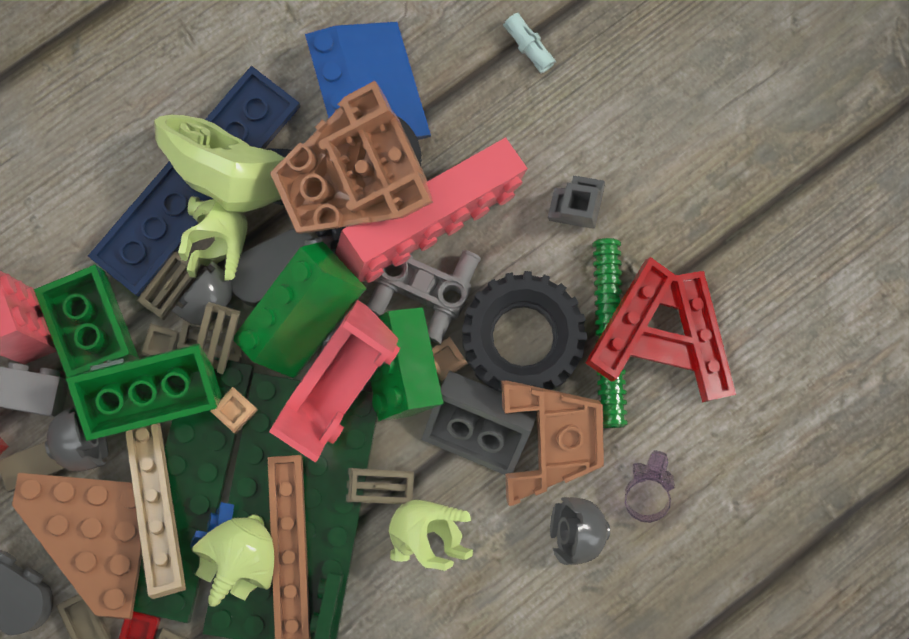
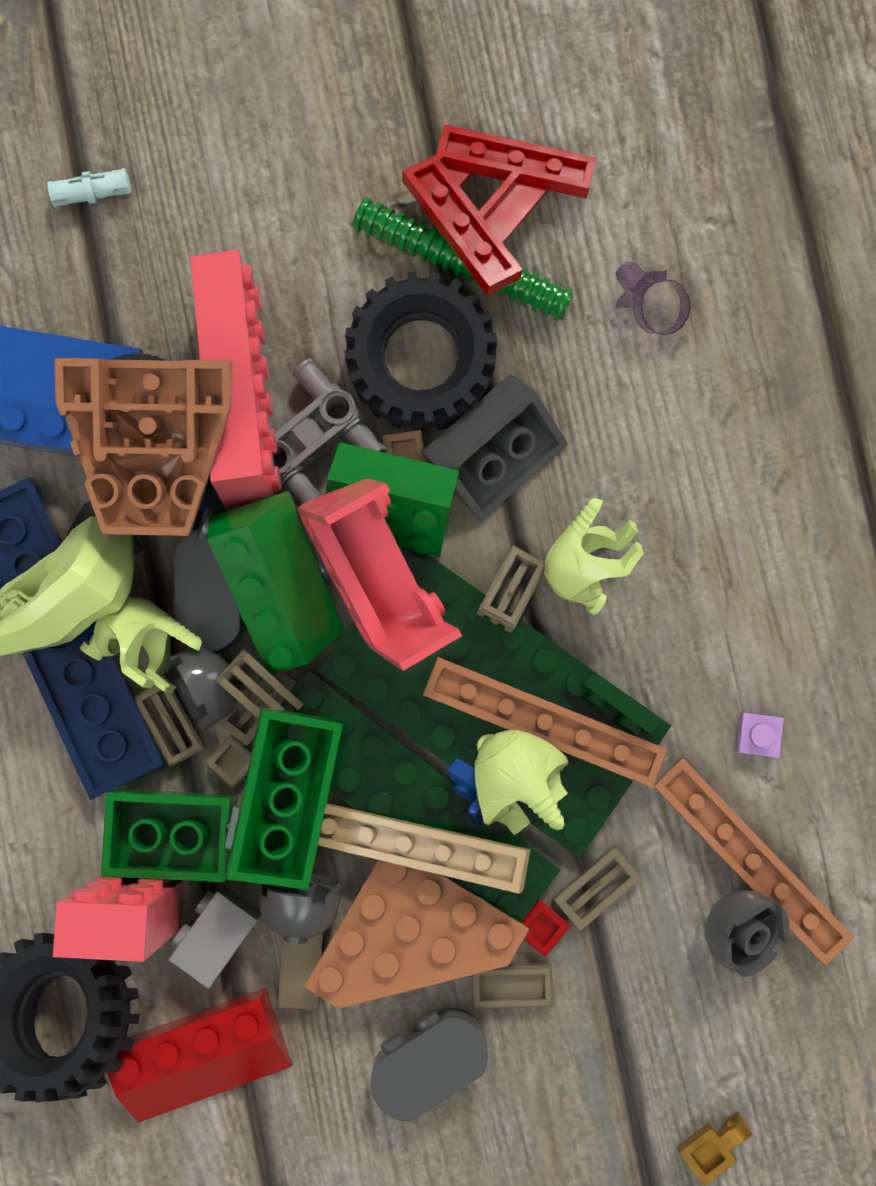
camera: 60 degrees left, 5 degrees up
(234, 410) = (351, 709): light nougat tile -> none
(567, 437) = (557, 359): nougat wing -> none
(578, 202) = (301, 223): dark grey brick -> none
(579, 530) = (662, 396): dark grey cylinder -> none

